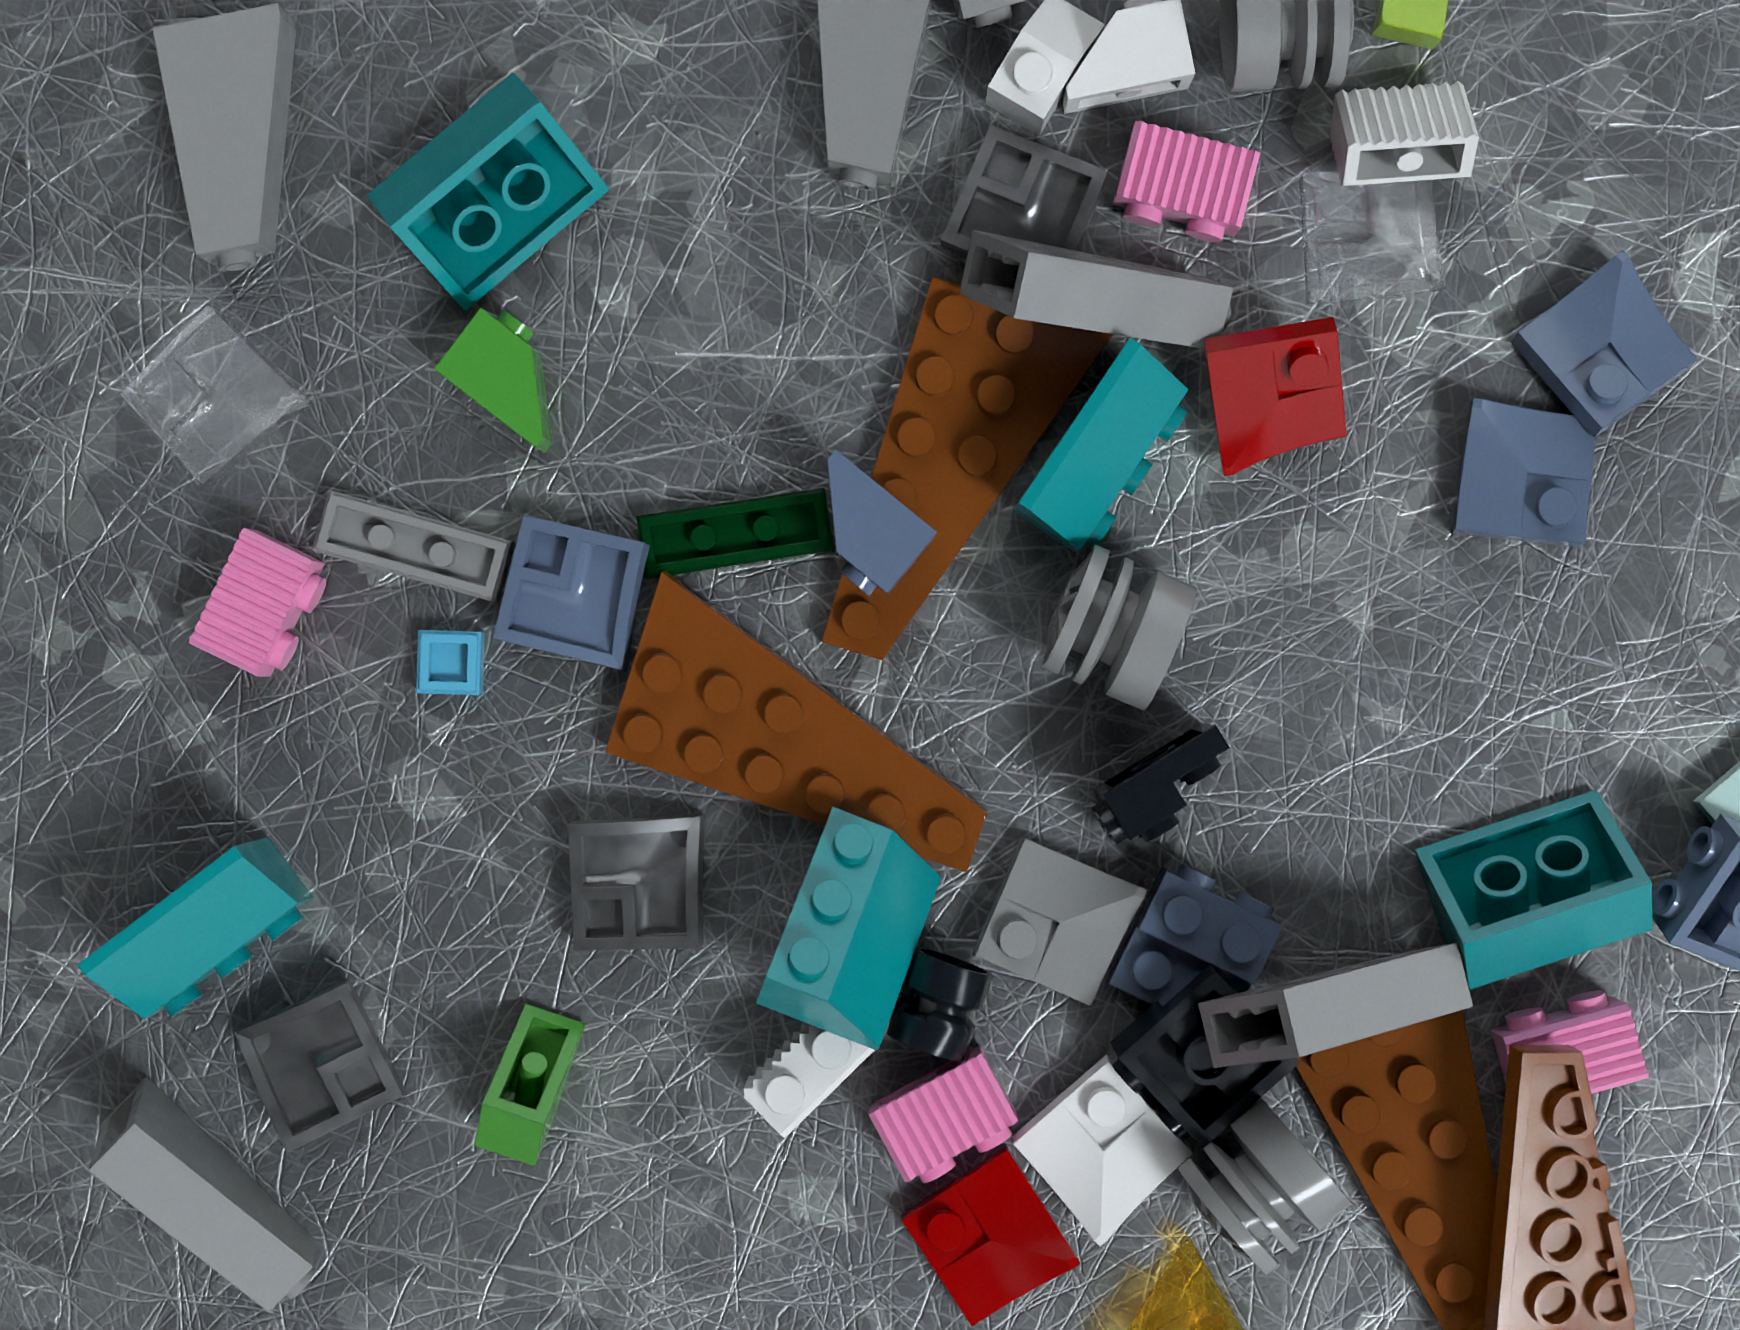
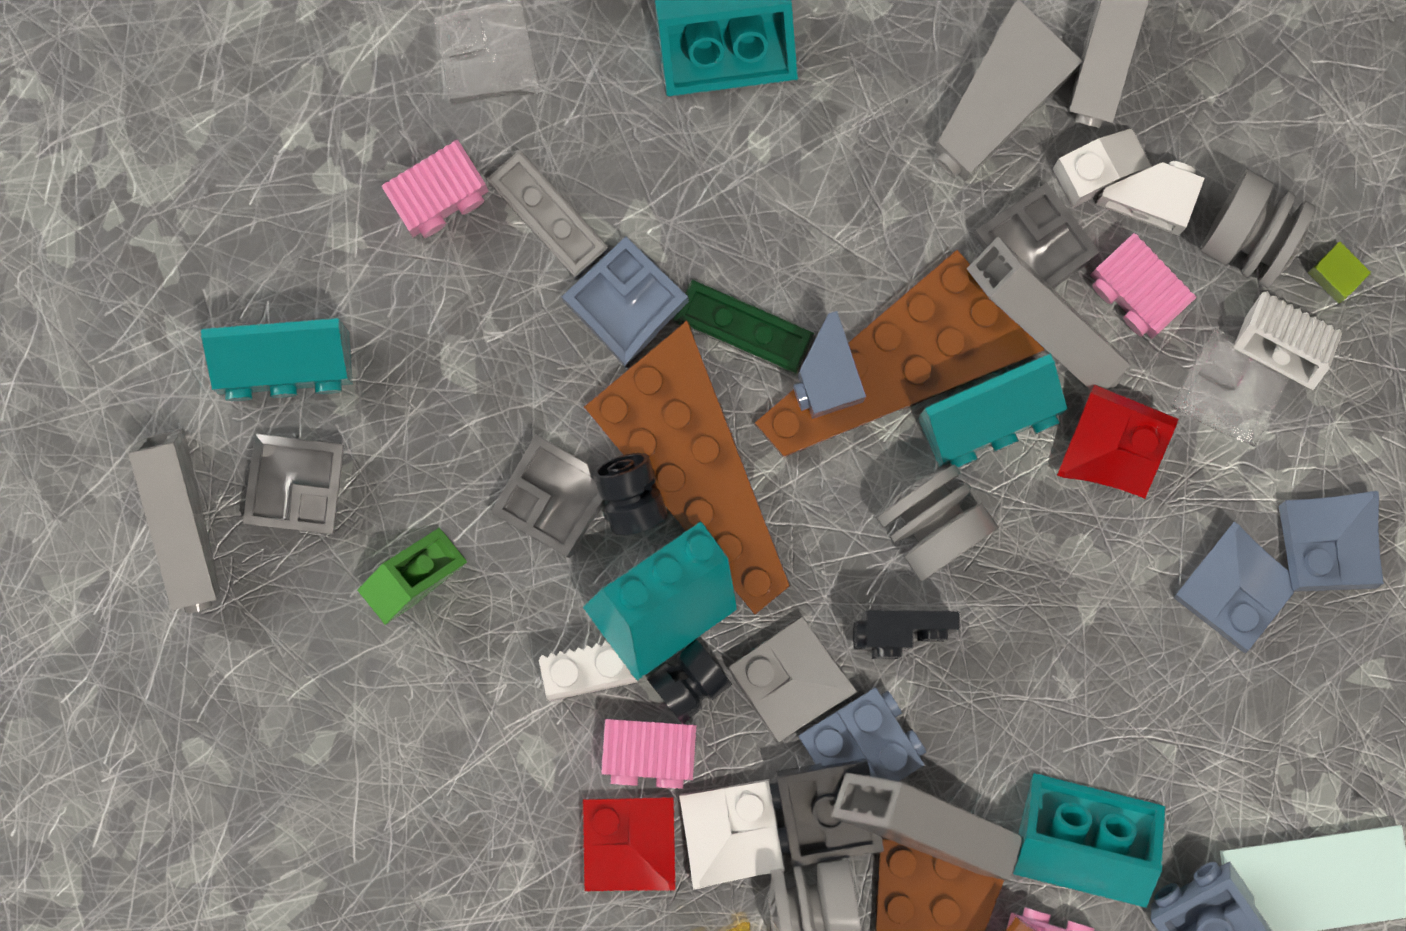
camera: 30 degrees right, 5 degrees down
(450, 662) = (525, 296): medium azure tile -> none
(502, 374) = (665, 146): bright green slope -> none
(732, 830) = (632, 499): none -> black wheel

